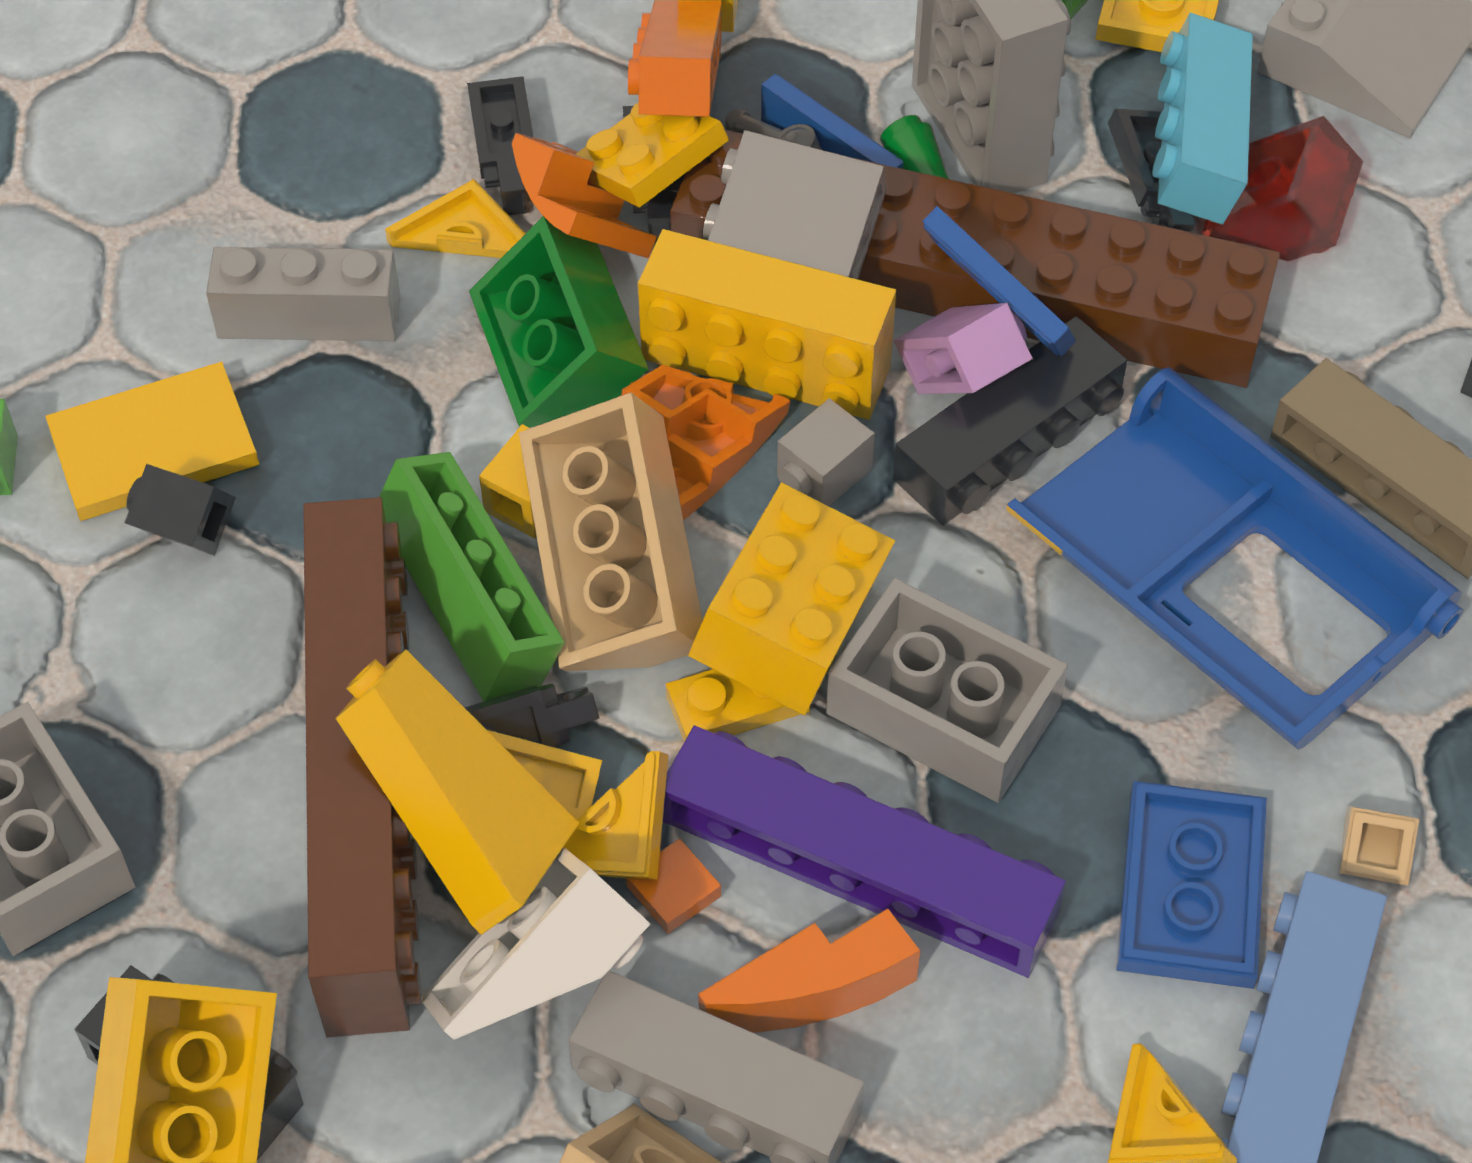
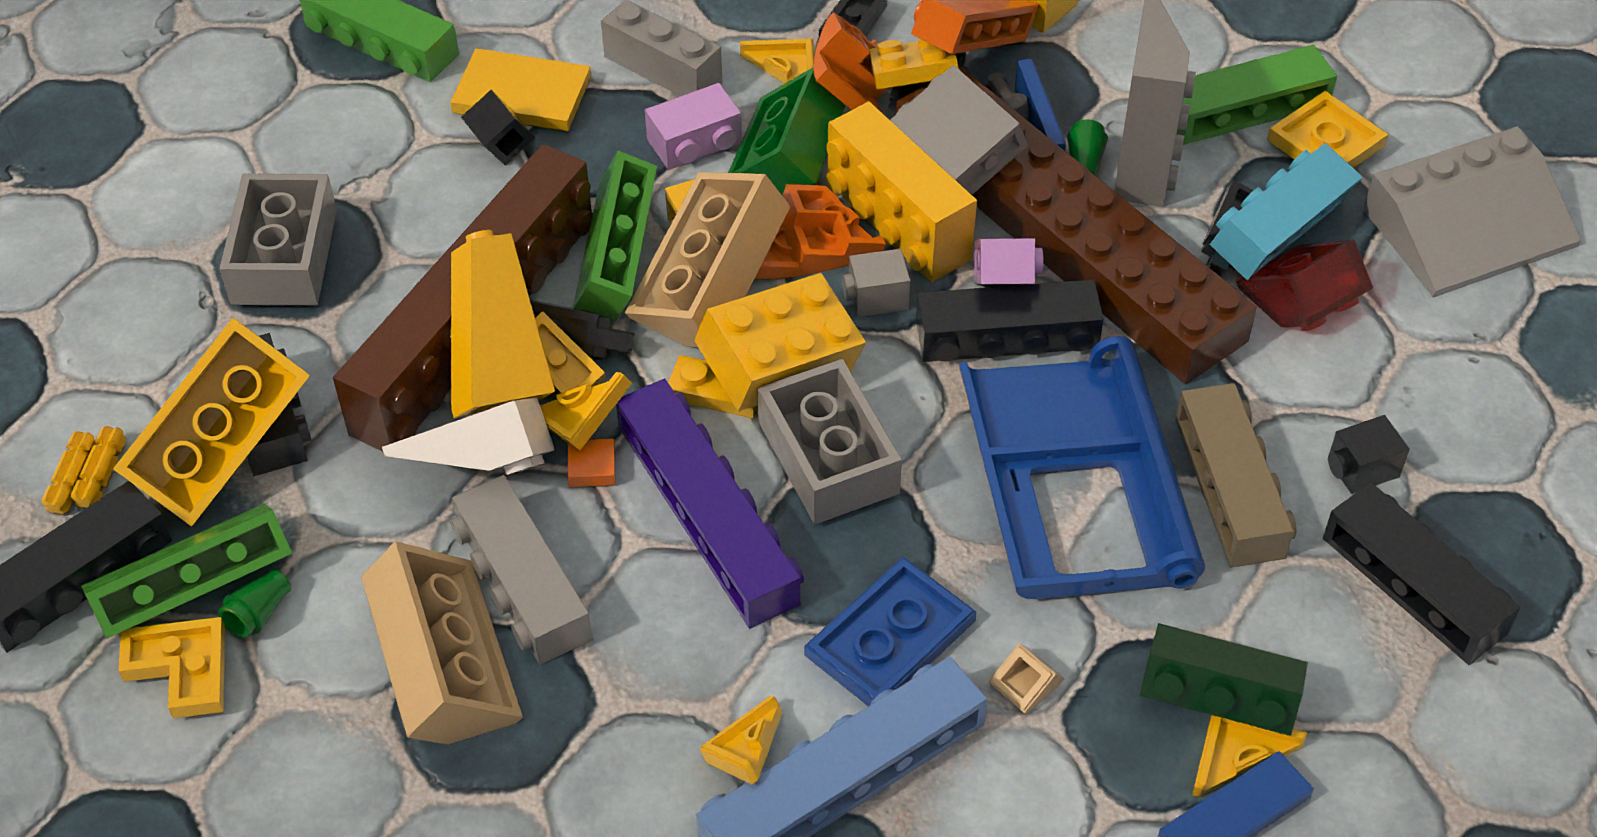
camera: 35 degrees right, 5 degrees down
(429, 373) = (693, 126): none -> lavender brick
(816, 979) = (617, 550): orange slope -> none
(998, 282) = (1048, 229): blue tile -> none

